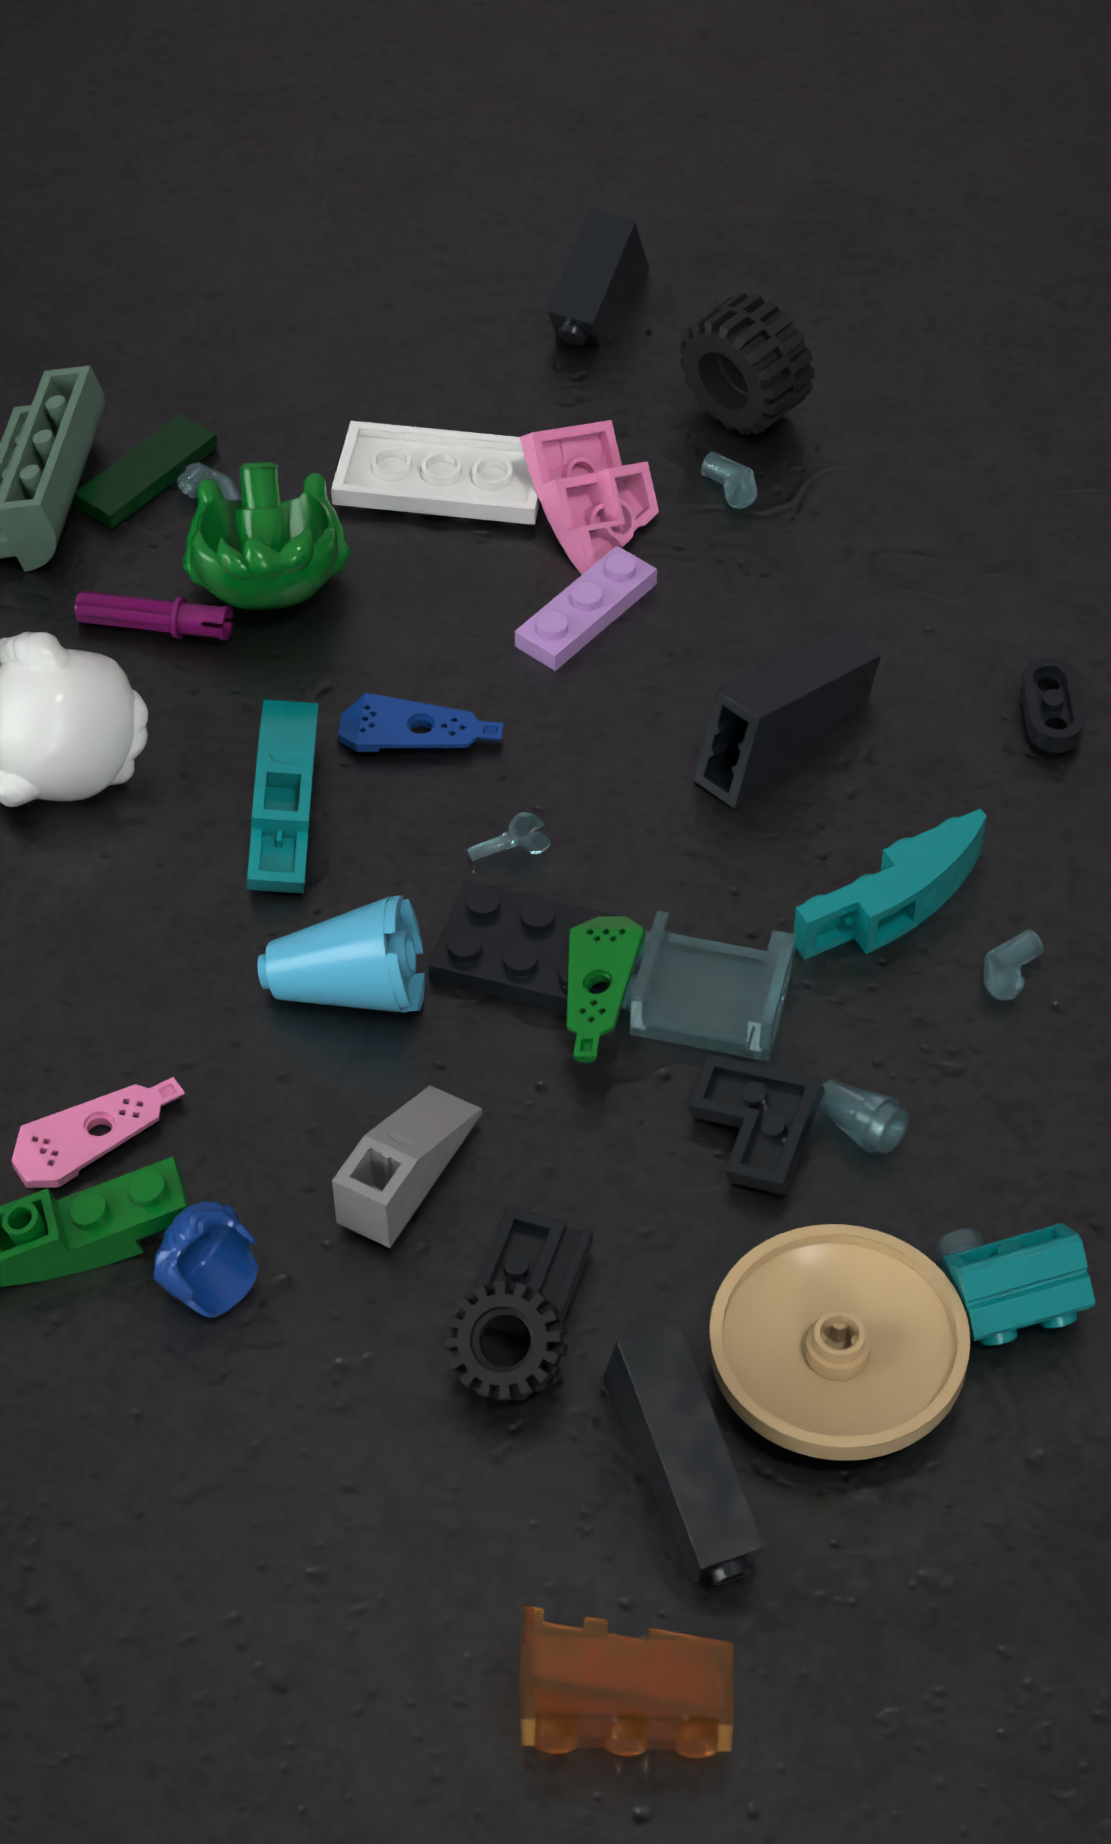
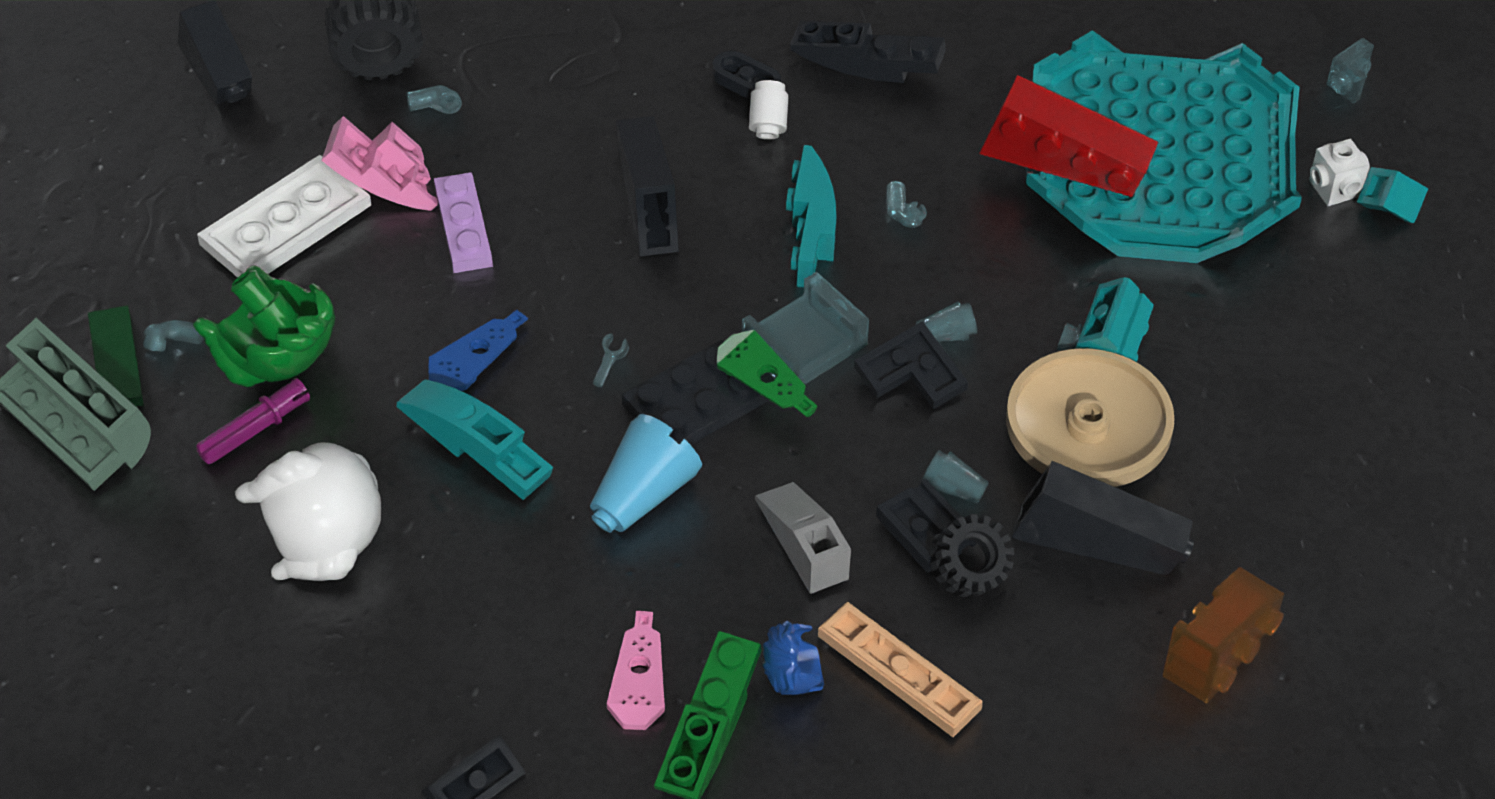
camera: 55 degrees left, 0 degrees up
(290, 1376) = (900, 669): none -> light nougat plate
(628, 1259) = (955, 477): none -> clear light blue cone
(1012, 749) = (768, 109): none -> white brick

